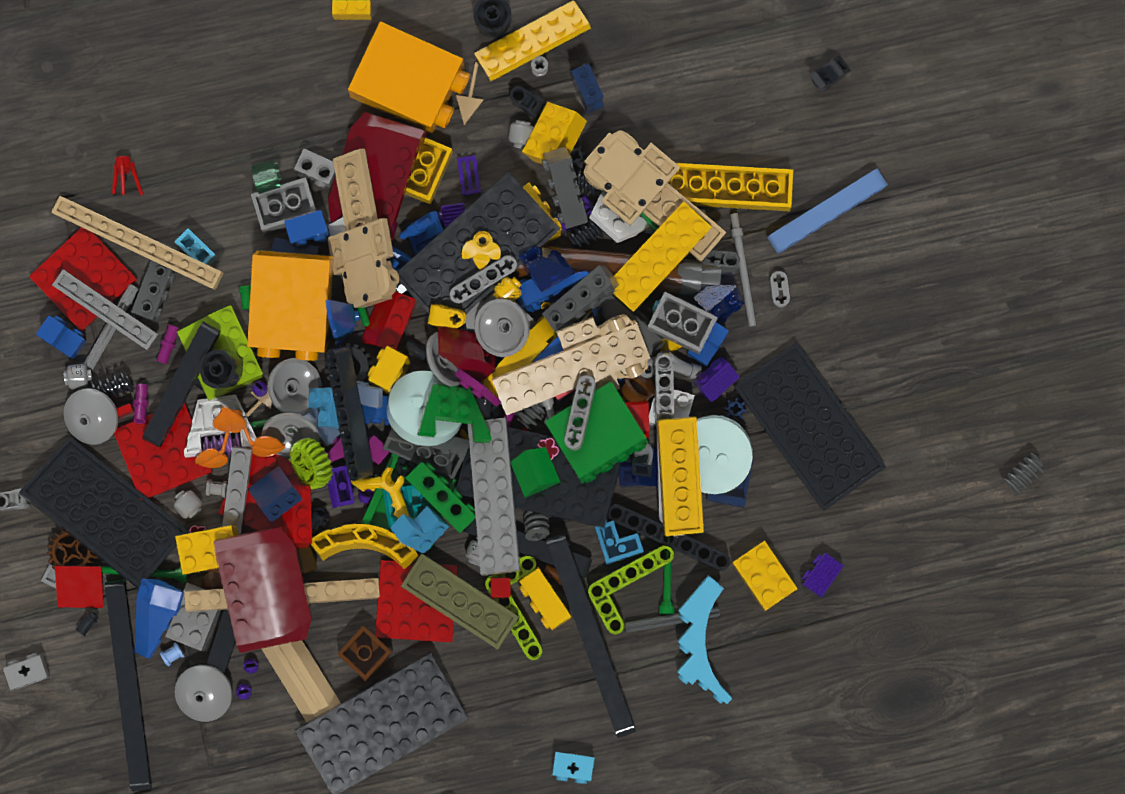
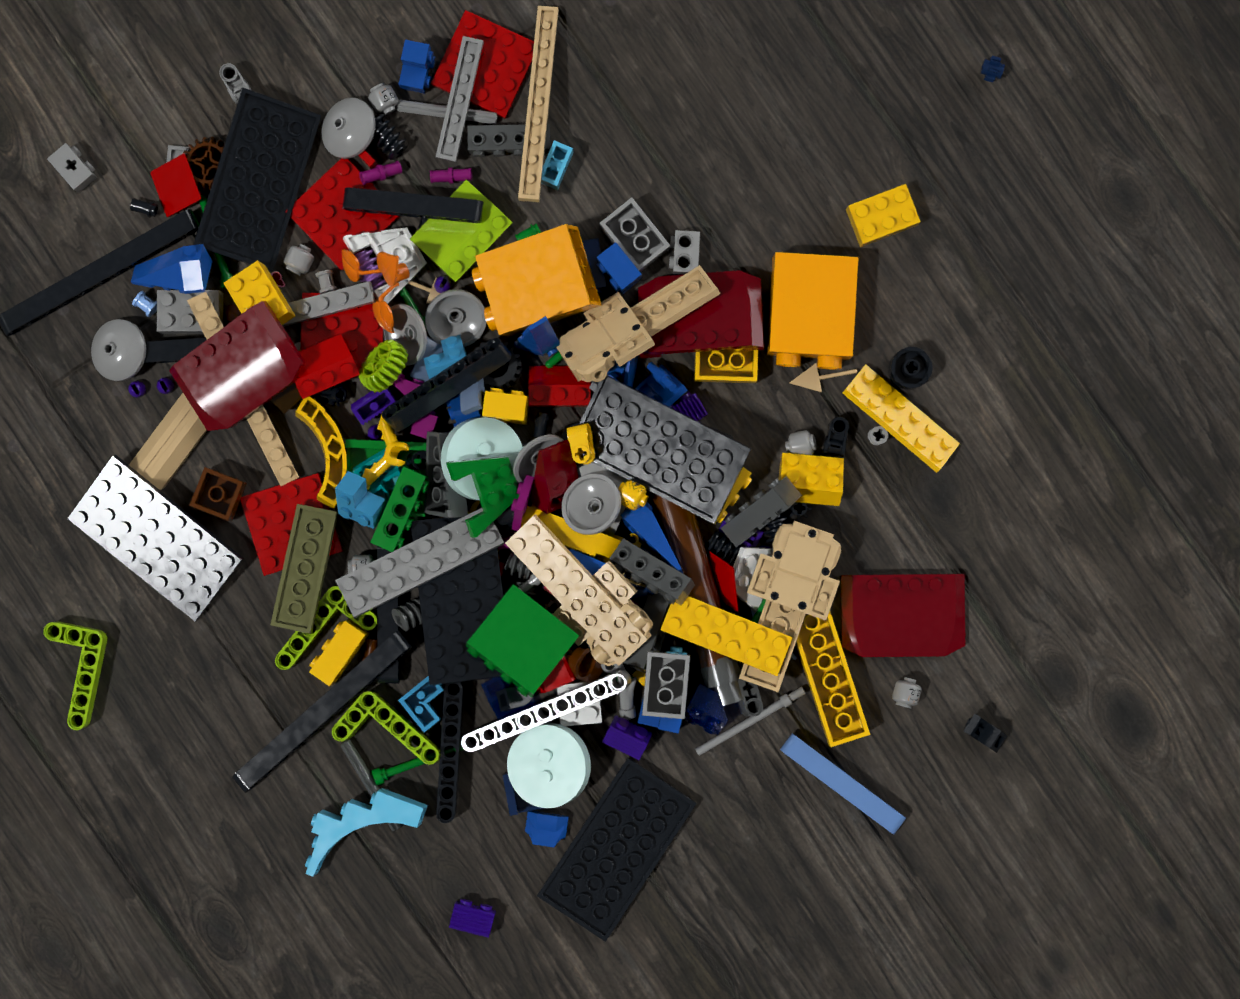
camera: 65 degrees right, 5 degrees up
(123, 166) = (612, 58): red plant -> none
(212, 374) = (441, 238): black brick -> none
(266, 176) = (656, 205): clear green brick -> none
(274, 494) = (337, 342): dark blue panel -> none
(337, 227) = (633, 297): white sticker -> none
(466, 159) = (723, 416): dark purple tile -> none
(481, 252) = (659, 454): yellow plate -> none
(481, 276) = (634, 464): light grey beam -> none
(500, 588) = (333, 603): red tile -> none
(534, 471) = (460, 594): green slope -> none
(545, 267) = (669, 525): clear blue slope -> none
(549, 444) = (491, 597): dark red sticker -> none
(563, 760) = (189, 733): medium azure brick -> none
(578, 412) = (534, 619): light grey beam -> none
(587, 88) = (872, 493): dark blue panel -> none
(612, 241) = (724, 580): none -> red sticker
(680, 476) = (512, 741): yellow plate -> none
(701, 104) = (903, 614): none -> dark red slope
(739, 407) = (601, 772): dark blue gear -> none
(764, 576) = (448, 861): yellow brick -> none
(768, 481) = (546, 828): none -> blue slope
(770, 126) = (906, 692): none -> light grey head
(775, 290) = (747, 769): light grey beam -> none

